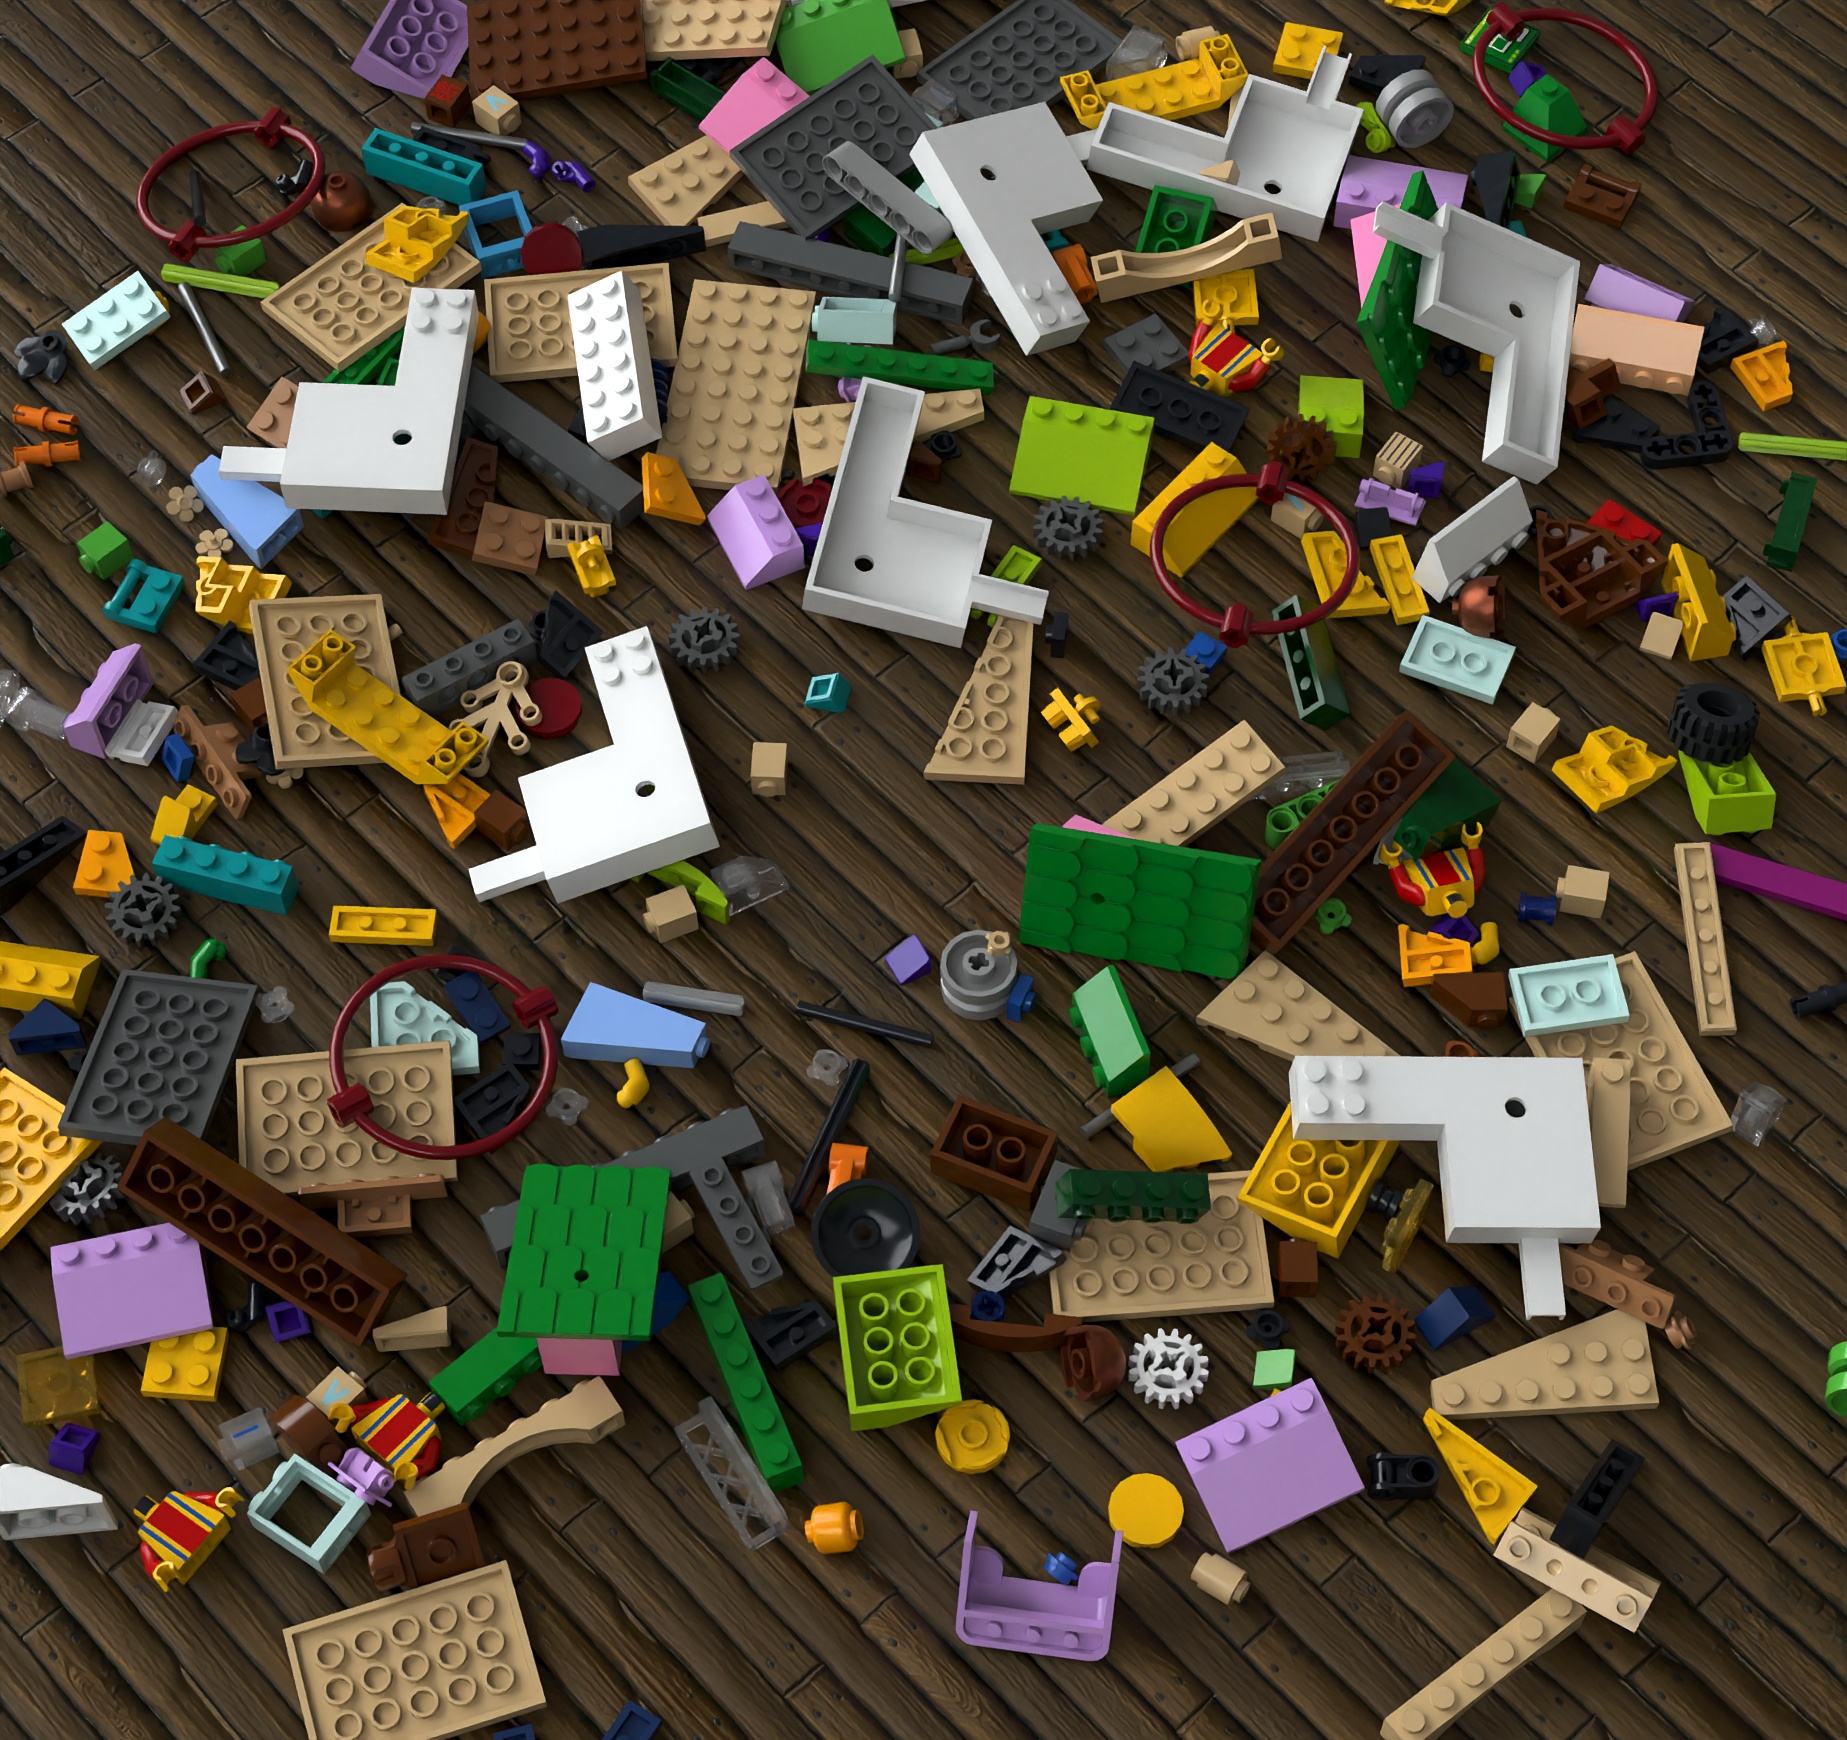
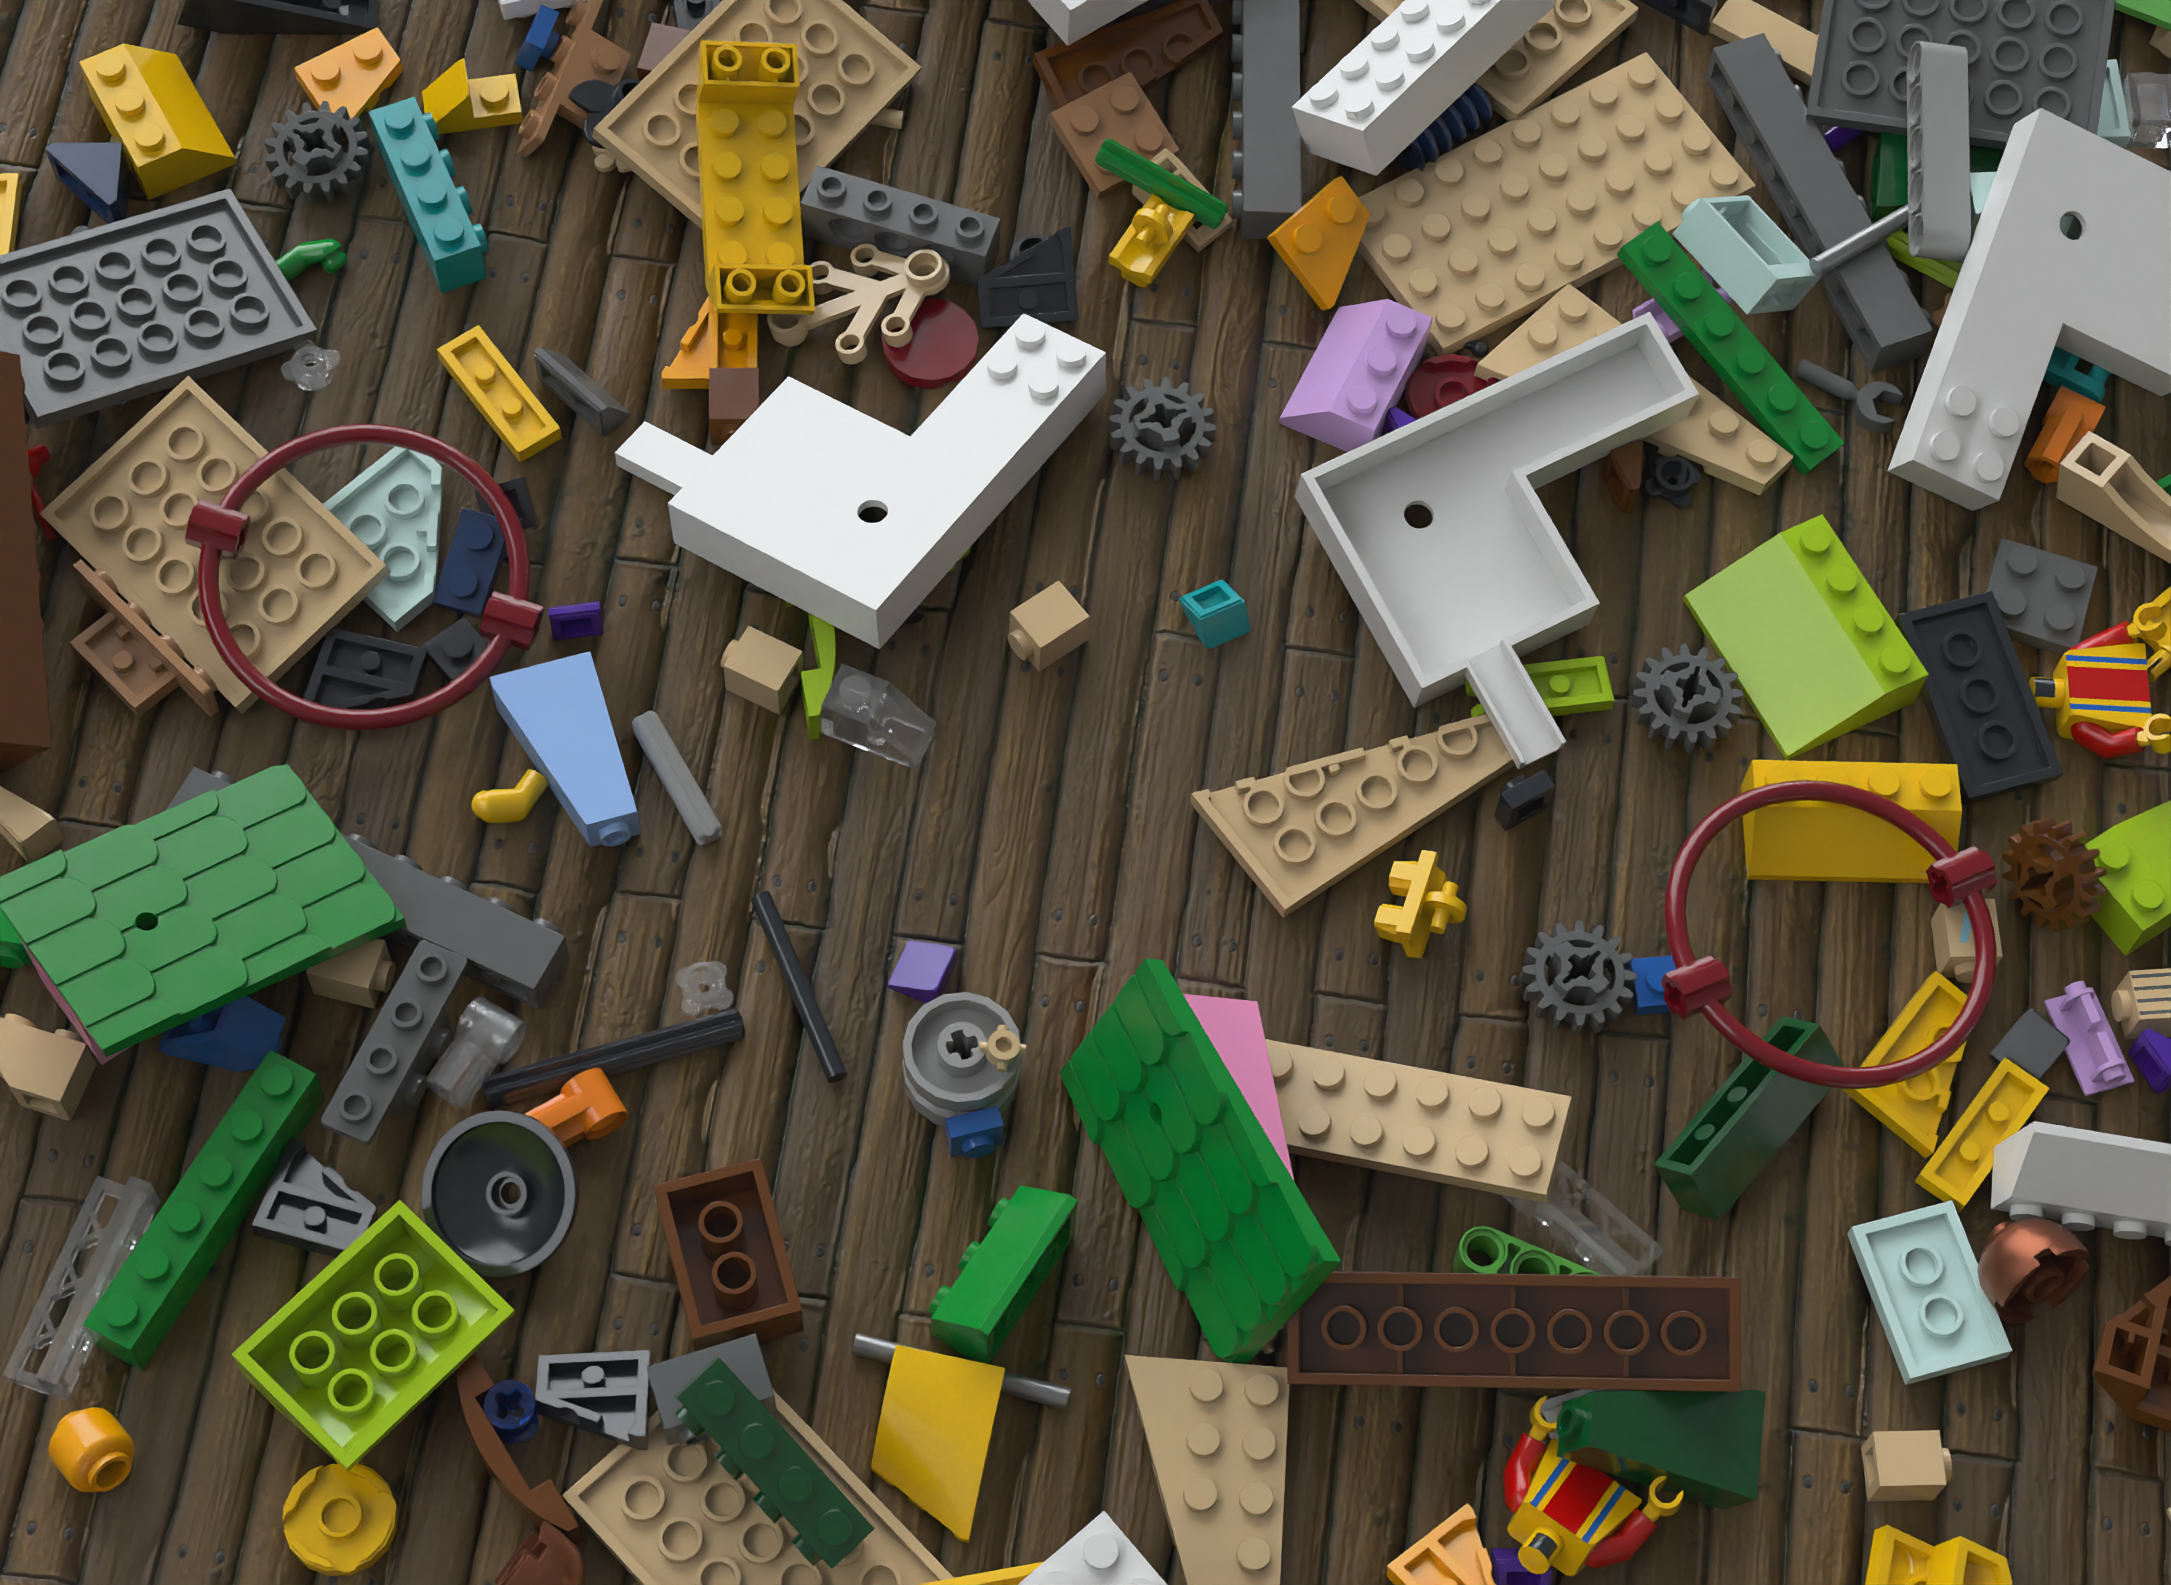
camera: 45 degrees right, 5 degrees up
(418, 889) = (579, 391): none -> dark grey slope
(557, 978) = (576, 620): none -> dark purple slope
(563, 1097) = (423, 738): clear plate -> none
(565, 534) = (1161, 183): none -> green axle
(1334, 907) = (1417, 1426): bright green plate -> none

